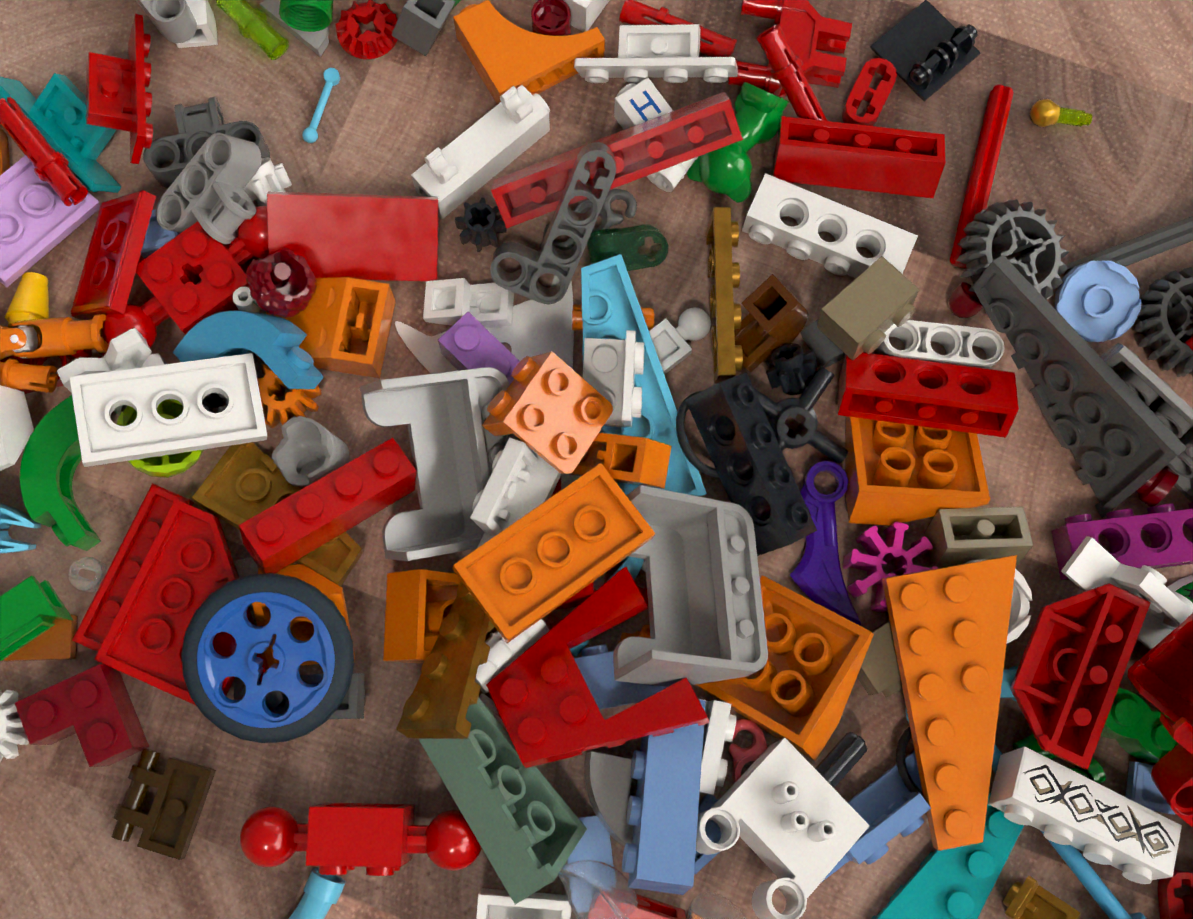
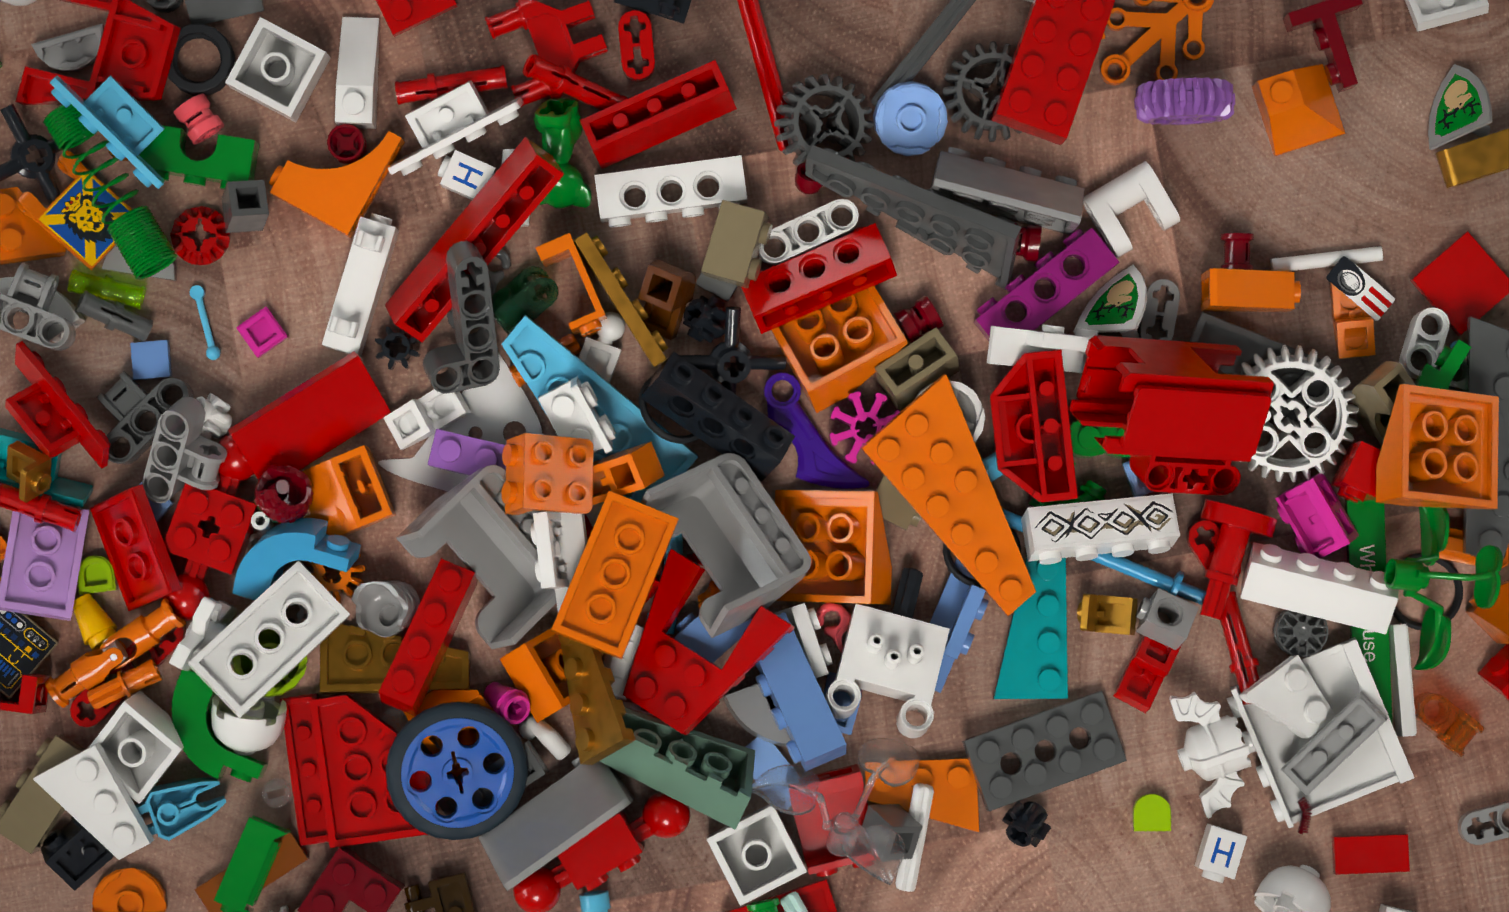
camera: 30 degrees left, 10 degrees up
(61, 124) = (28, 469): none -> pearl gold bracket
(63, 266) = (96, 576): none -> lime tile
(102, 490) = (254, 730): none -> white cylinder
(241, 45) = (114, 316): none -> dark grey pin
(250, 105) = (151, 360): none -> medium blue tile
(332, 775) = (554, 821): none -> light grey windscreen
(366, 143) = (262, 332): none -> dark pink tile
(367, 623) = (508, 702): none -> dark pink cone
(385, 681) = (546, 735): none -> white arm
(686, 223) = (559, 250): none -> orange panel
(1008, 490) = (911, 324): none -> dark red wheel

